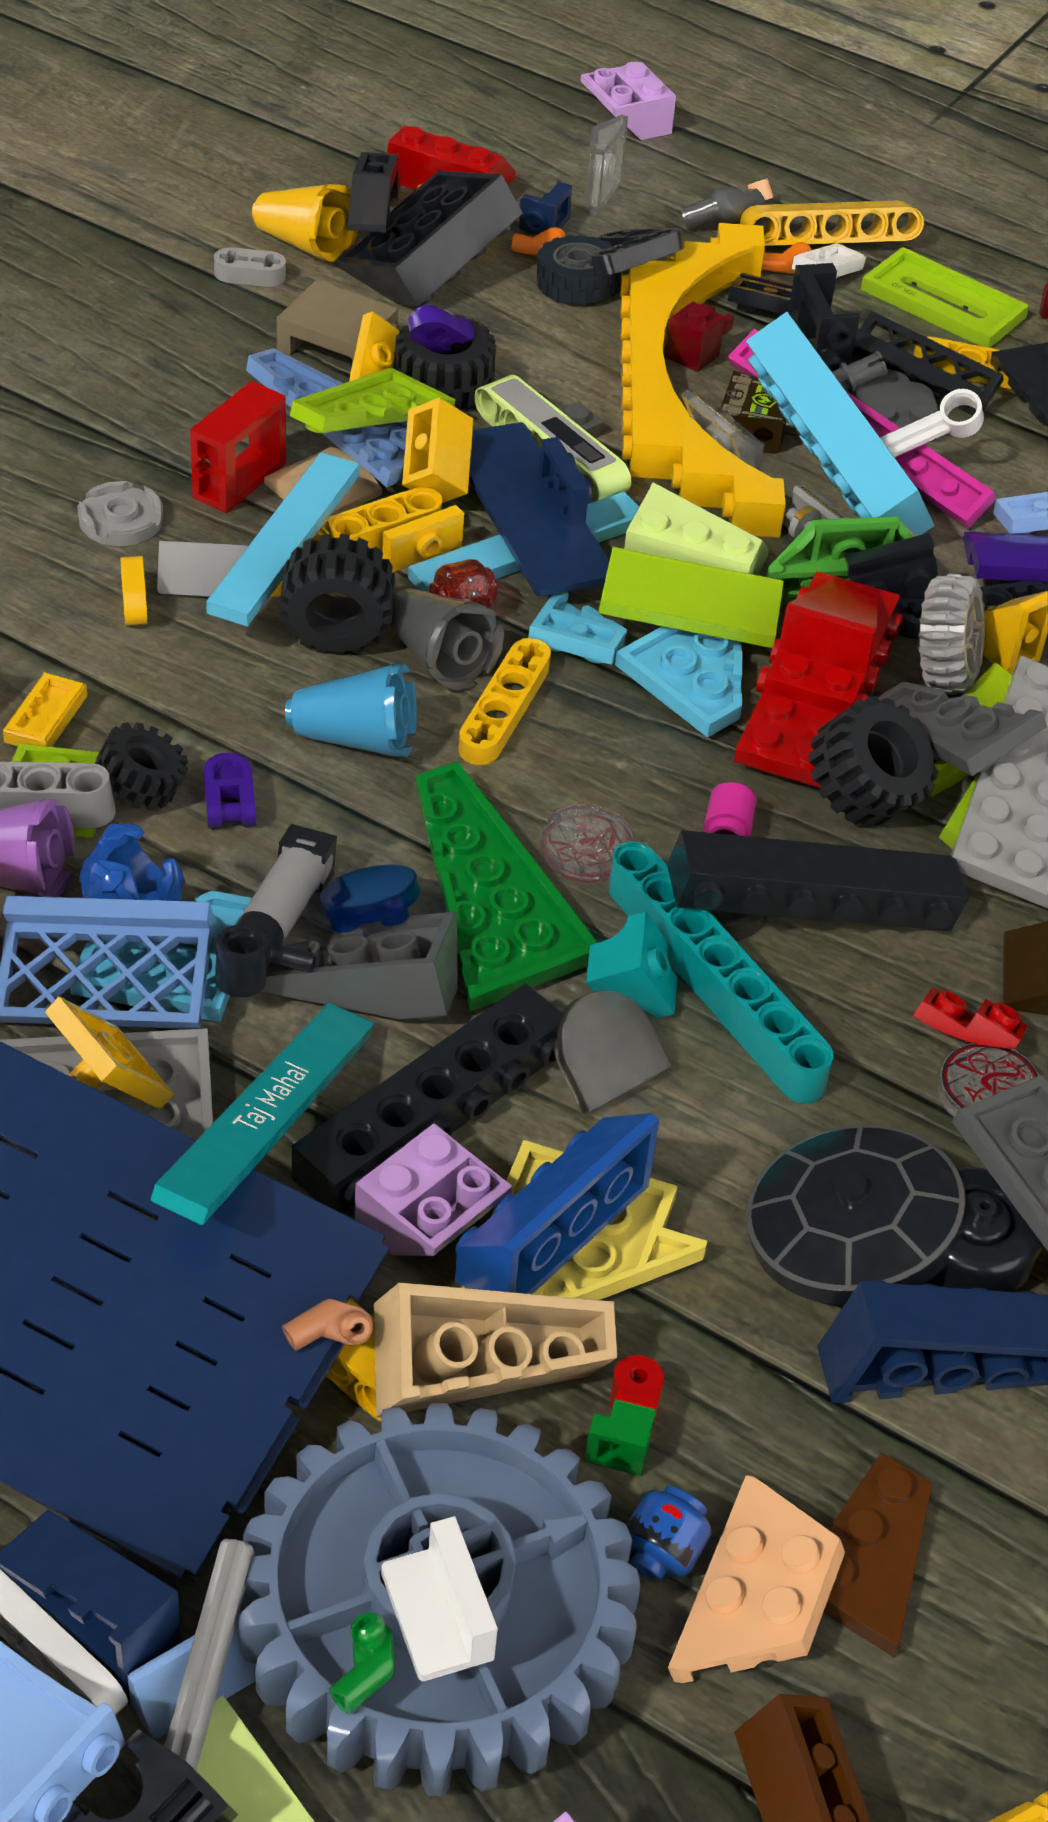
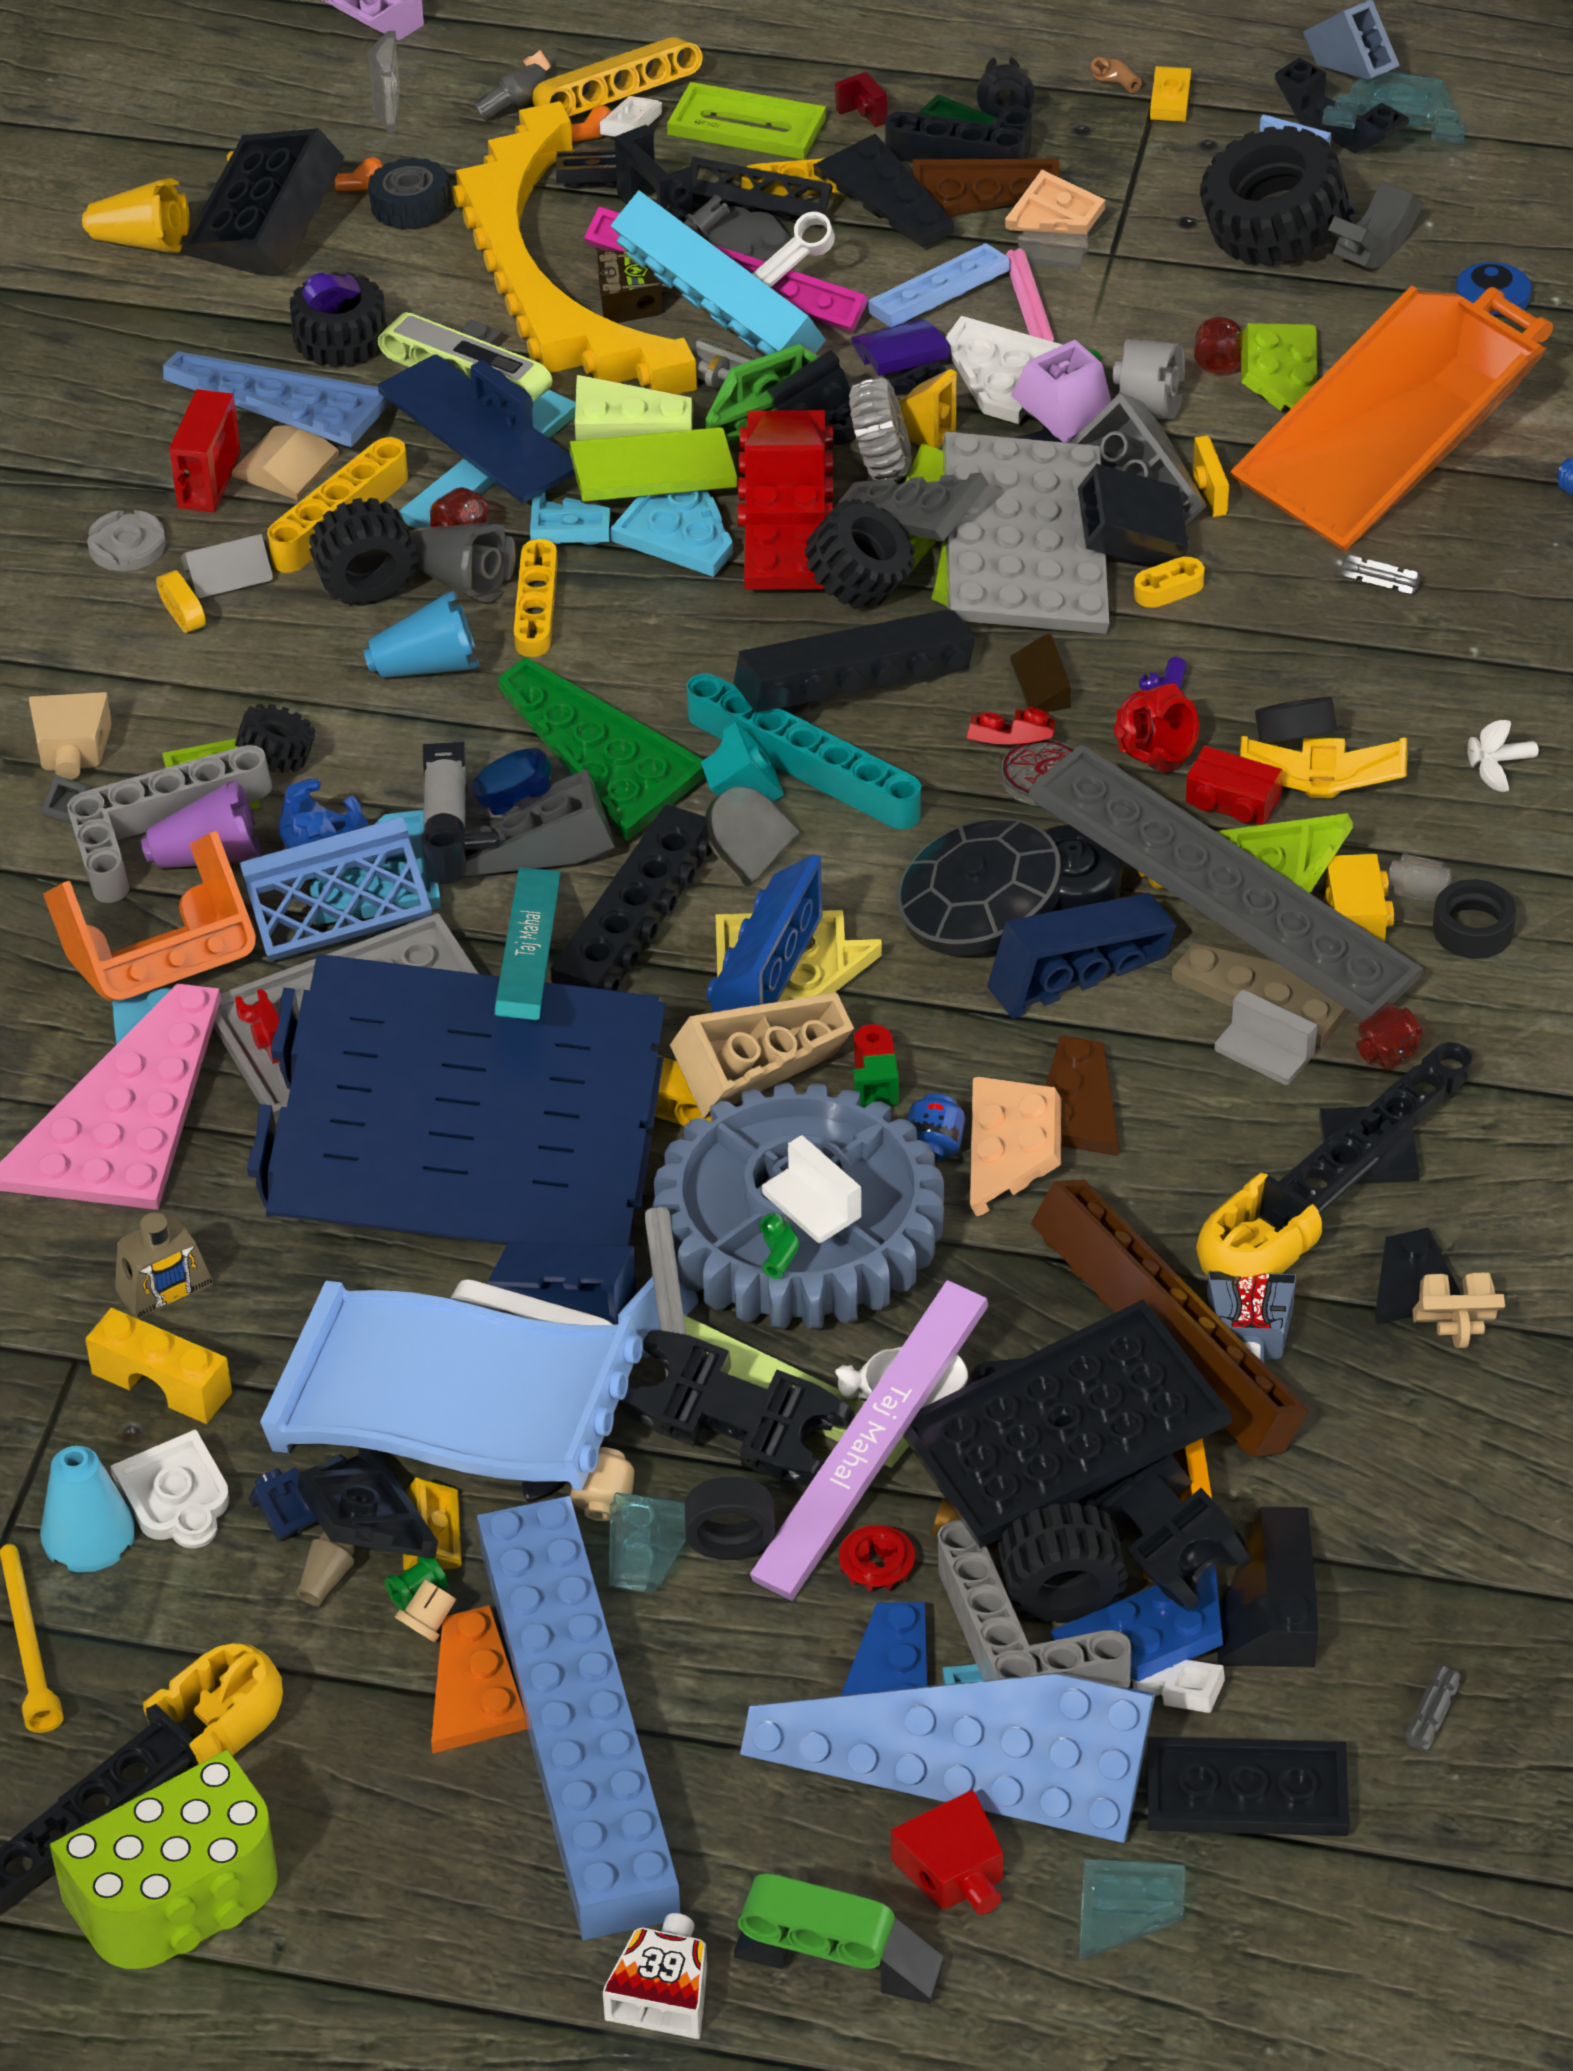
camera: 15 degrees left, 0 degrees up
(45, 711) = (166, 721): yellow plate -> none
(107, 1055) = (382, 946): yellow tile -> none
(229, 778) = (349, 726): dark purple plate -> none
(250, 267) = (108, 279): light grey beam -> none
(293, 523) = (292, 517): medium azure tile -> none
(328, 319) = (225, 310): dark tan panel -> none
(329, 1320) = (648, 1061): nougat arm -> none
(364, 402) = (299, 375): lime wing -> none
(373, 187) = (193, 166): black slope -> none
(374, 346) = (275, 332): yellow plate -> none
(423, 538) = (403, 479): yellow plate -> none
(425, 153) = (217, 125): red slope -> none
(427, 1194) = (669, 965): lavender slope -> none
(438, 449) = (382, 400): yellow brick -> none
(546, 212) = (355, 141): dark blue bracket -> none
(582, 840) = (654, 689): clear tile -> none
(635, 248) = (458, 158): black beam -> none
(697, 335) = (546, 225): dark red brick -> none
(724, 428) = (614, 308): clear slope -> none
(730, 810) = (760, 626): dark pink brick -> none

